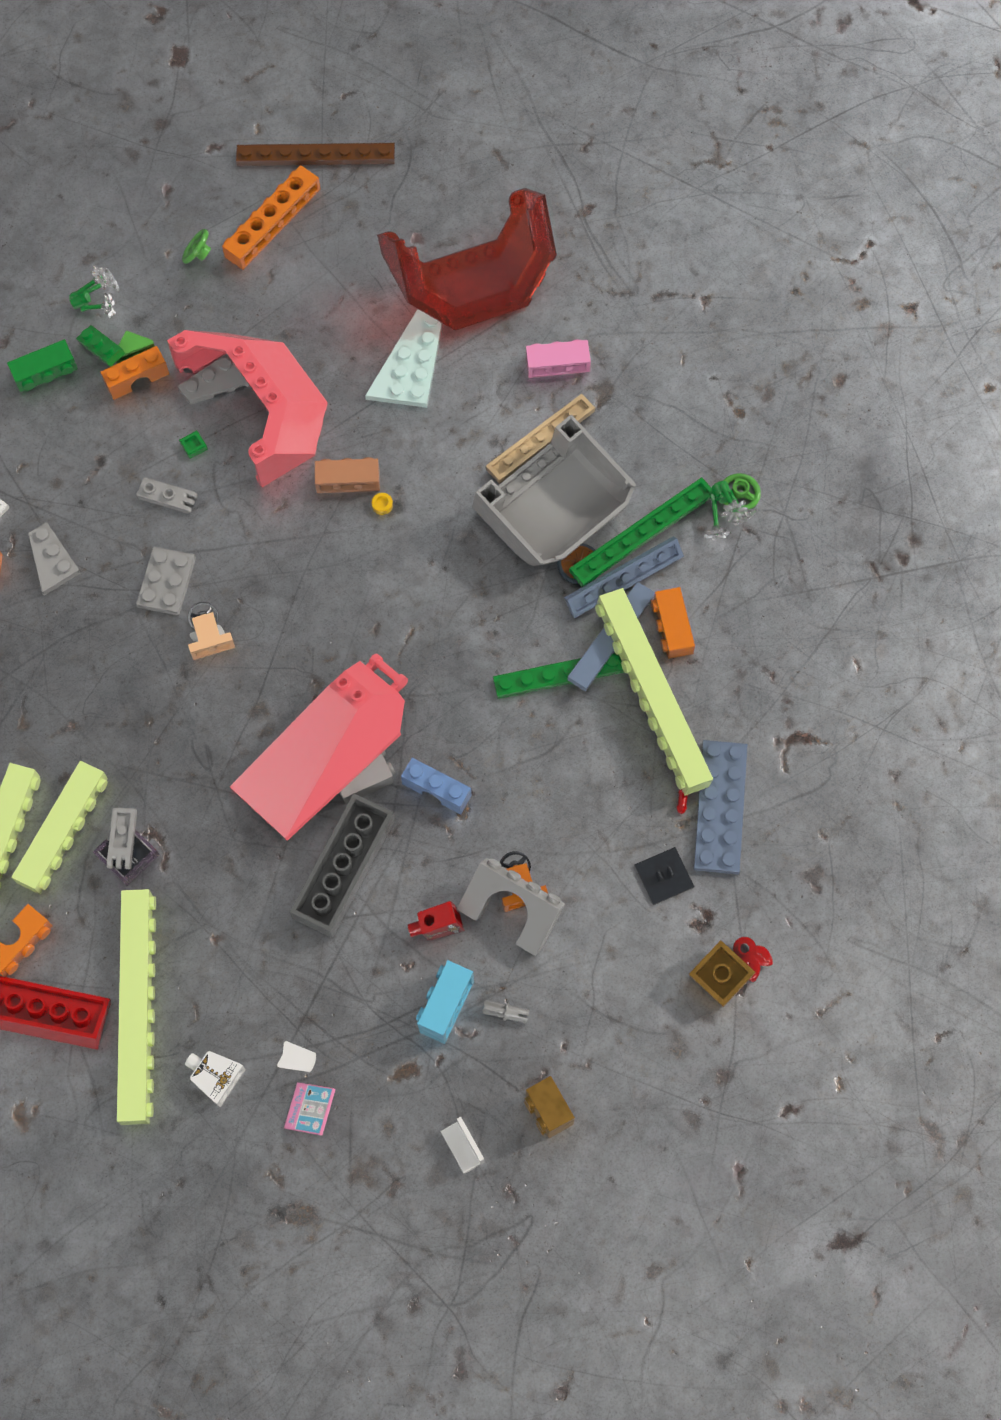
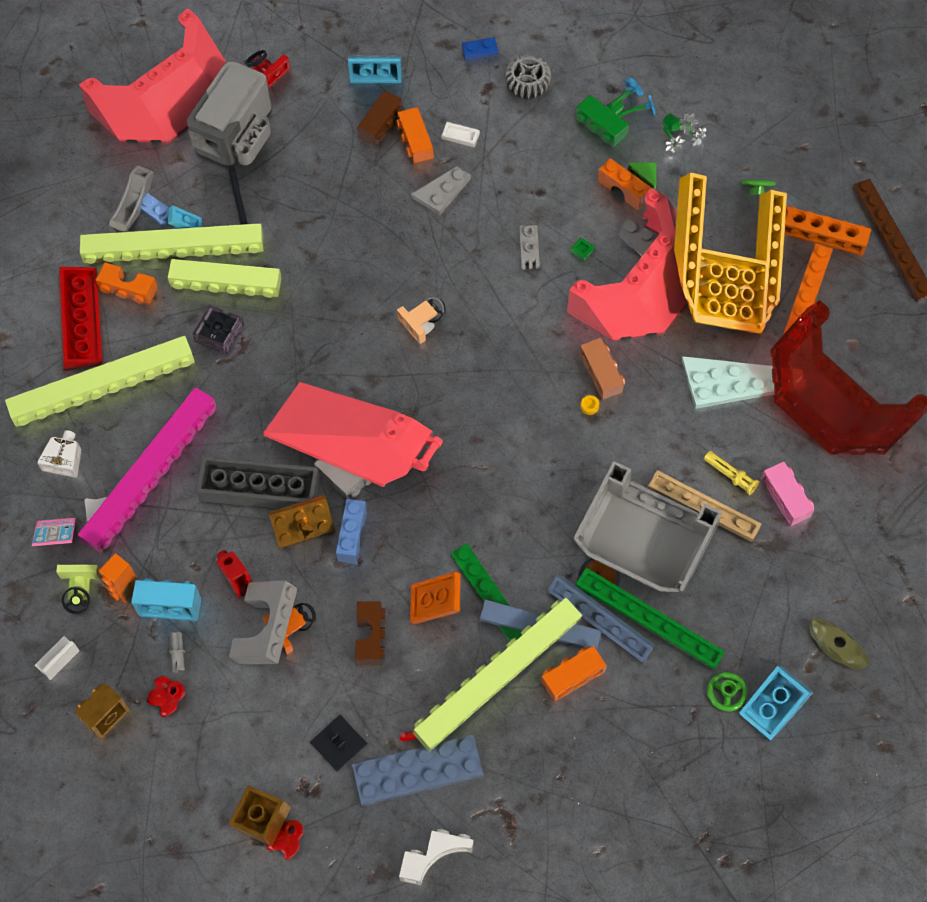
camera: 70 degrees right, 5 degrees down
(31, 342) = (632, 87): none -> plant
(100, 345) = (635, 151): green plate -> none
(121, 837) = (223, 318): light grey hinge -> none
(166, 581) = (455, 274): light grey plate -> none
(273, 983) = (147, 471): none -> dark pink brick
(313, 317) = (723, 286): none -> yellow wedge
(347, 254) = (810, 283): none -> orange brick
(386, 1100) = (79, 584): none -> yellowish green piece
(405, 1043) = (118, 578): none -> orange brick
(408, 831) = (301, 521): none -> pearl gold plate
(523, 395) = (739, 477): none -> light yellow pin
(541, 796) = (370, 650): none -> reddish brown arch
(548, 723) = (435, 598): none -> orange plate
(550, 1041) = (163, 696): none -> red plate
(715, 385) = (850, 655): none -> olive piece
(724, 494) = (712, 673): plant -> none
(767, 452) = (776, 702): none -> medium azure slope
(820, 839) = (440, 844): none -> white arch

